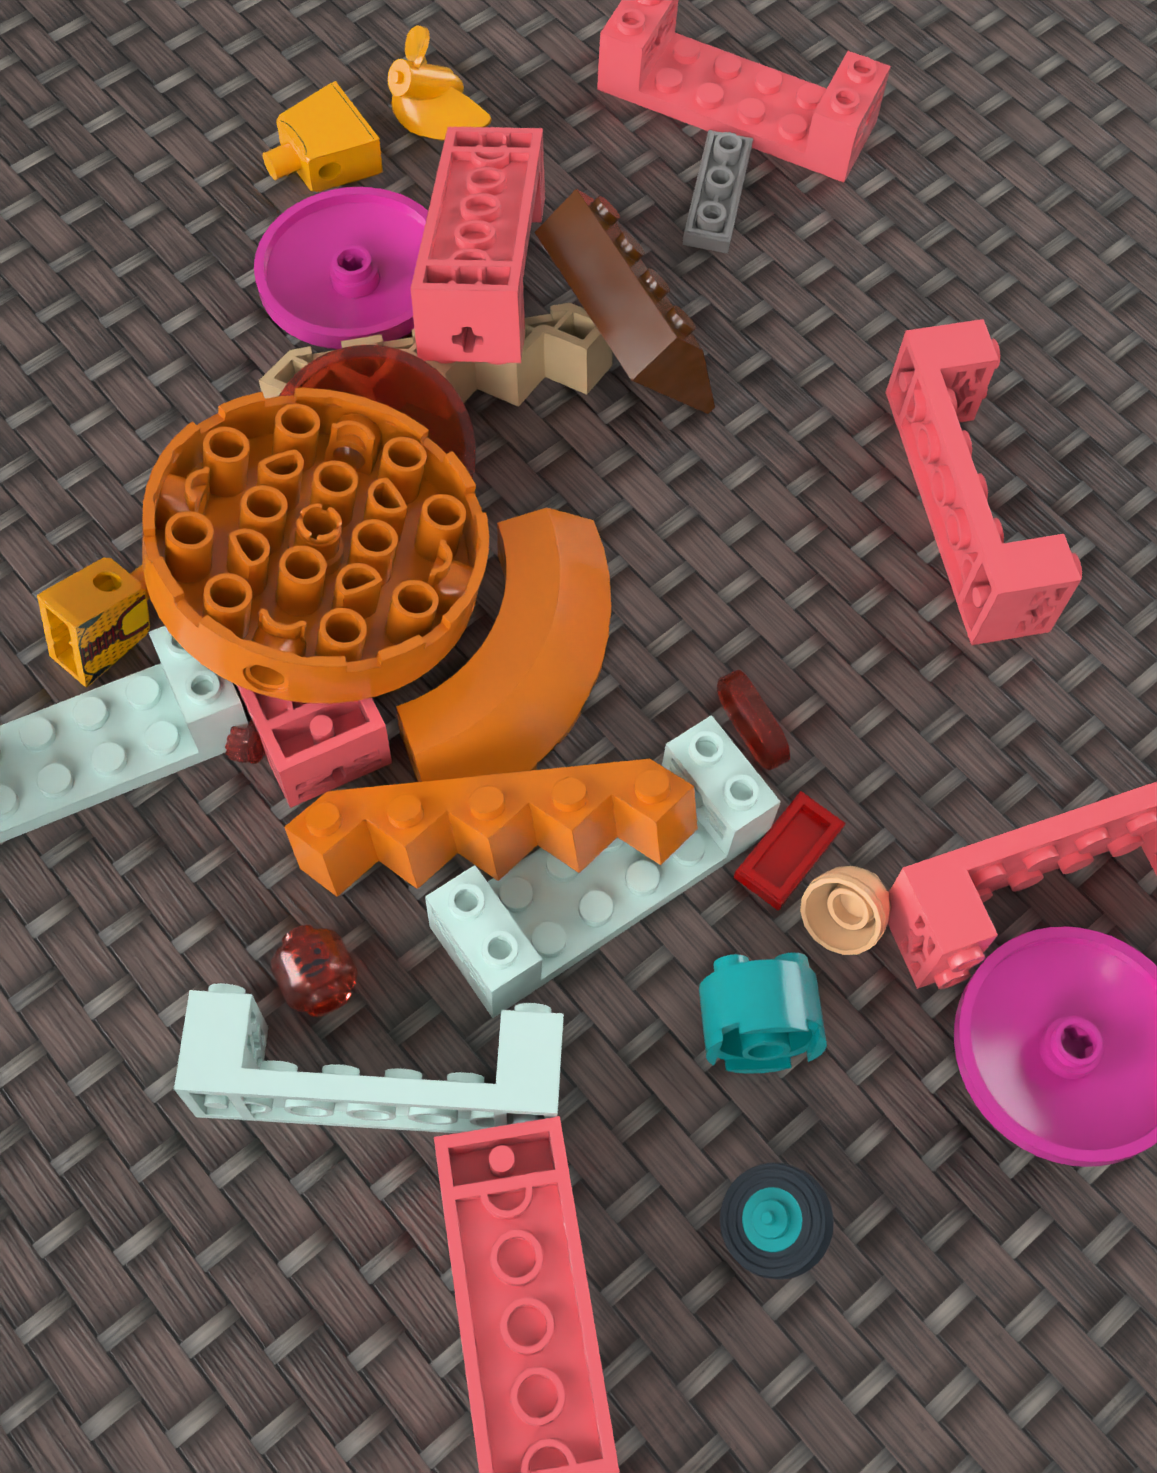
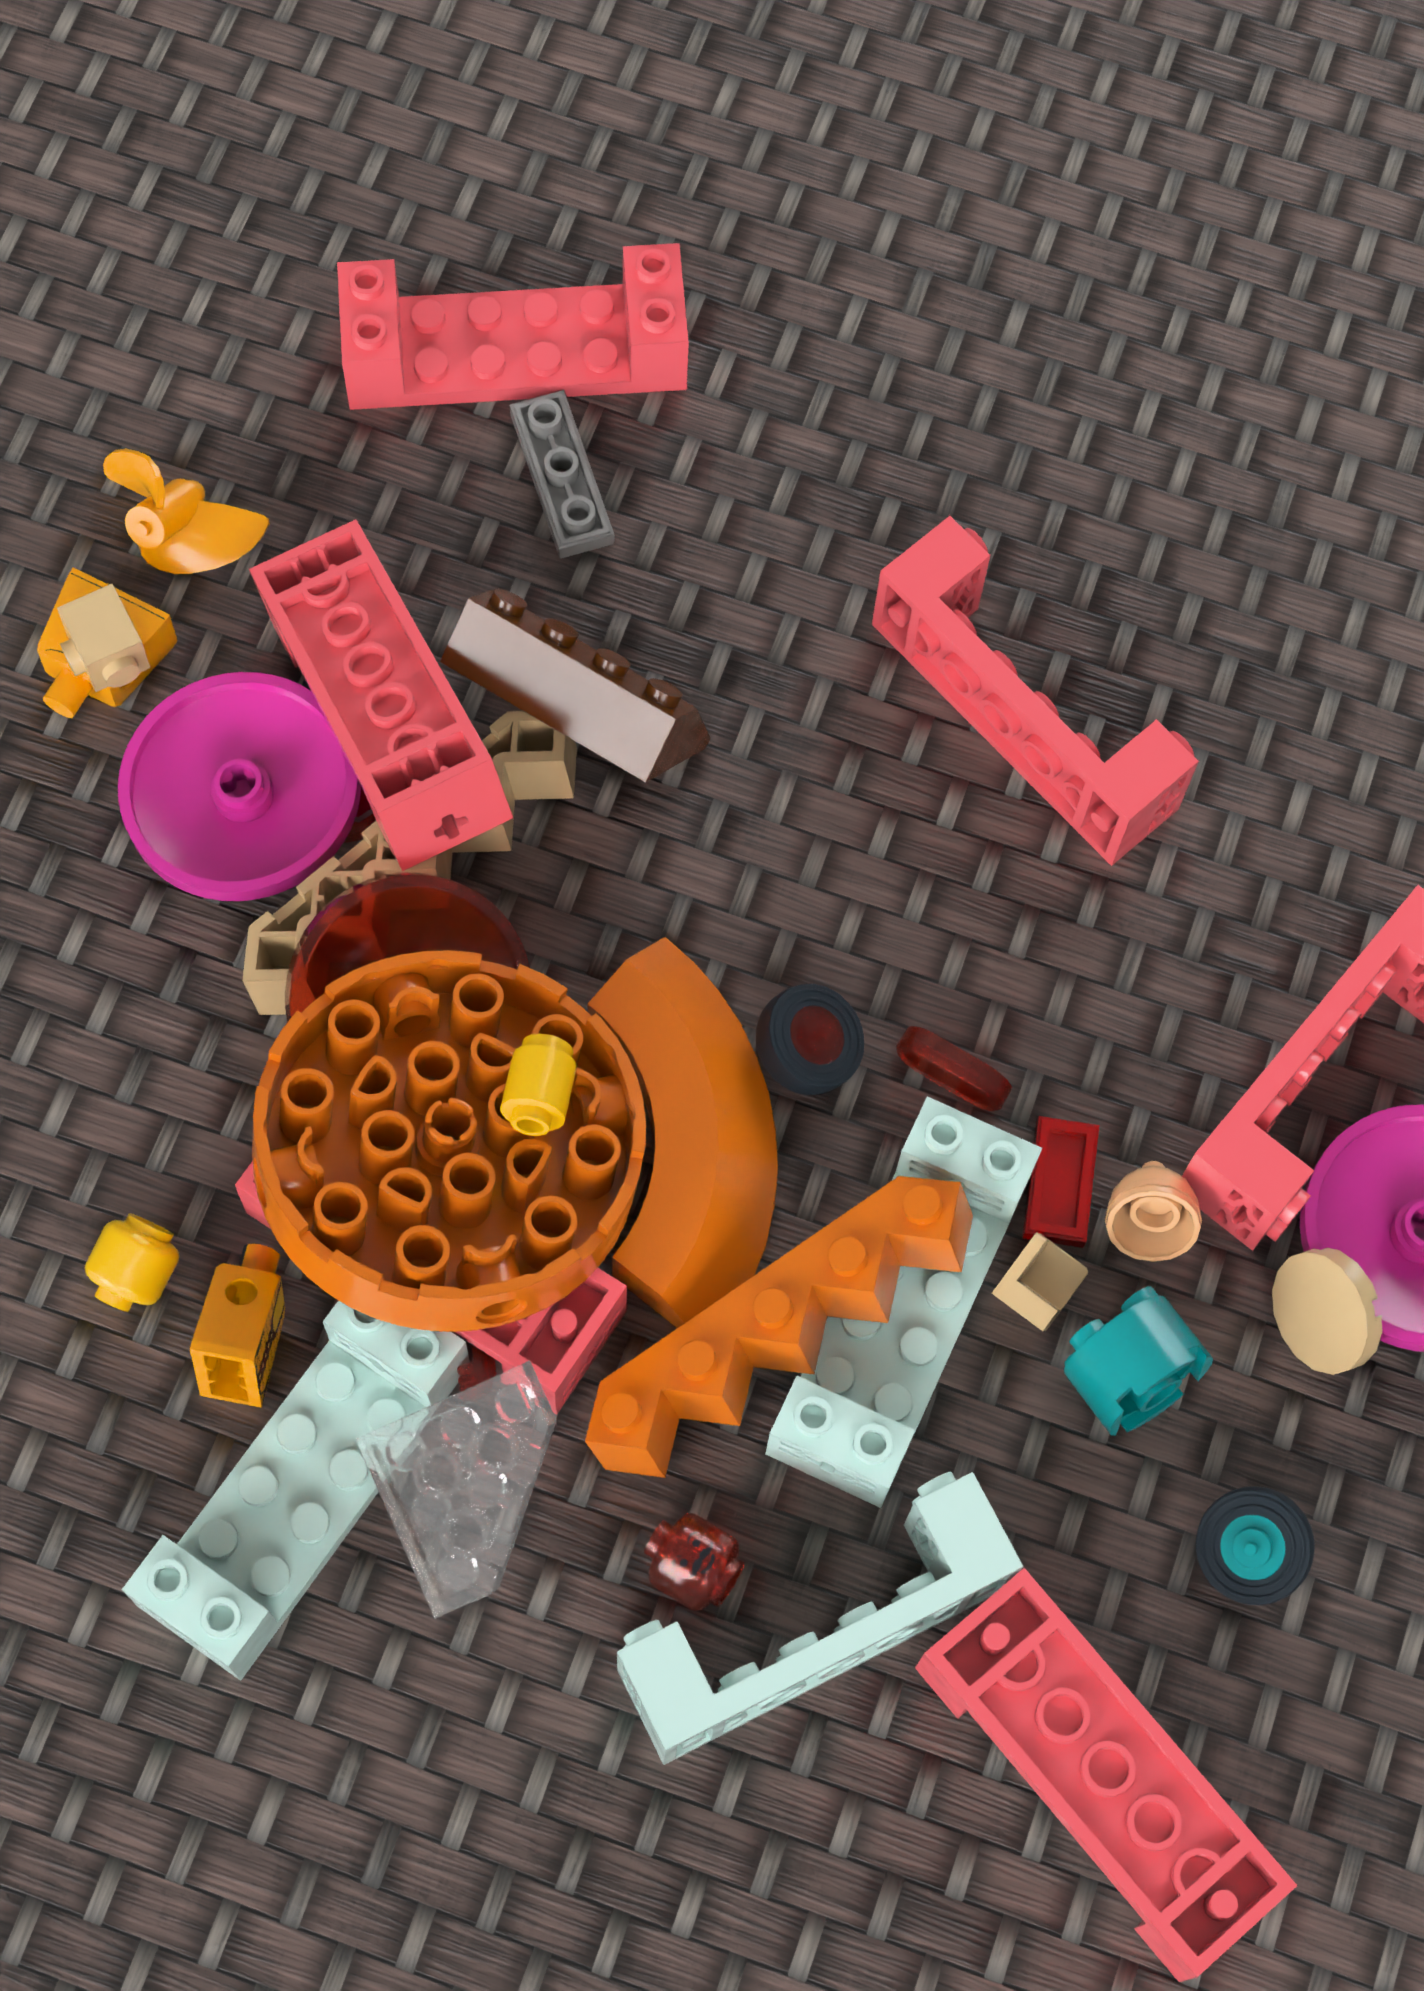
camera: 30 degrees left, 5 degrees up
(60, 535) = (131, 1262): none -> yellow head
(175, 805) = (462, 1482): none -> clear plate
(317, 123) = (102, 639): none -> tan brick
(398, 526) = (539, 1085): none -> yellow brick
(653, 640) = (809, 1039): none -> black wheel
(723, 911) = (1040, 1281): none -> tan panel
(949, 1061) = (1326, 1310): none -> tan tile

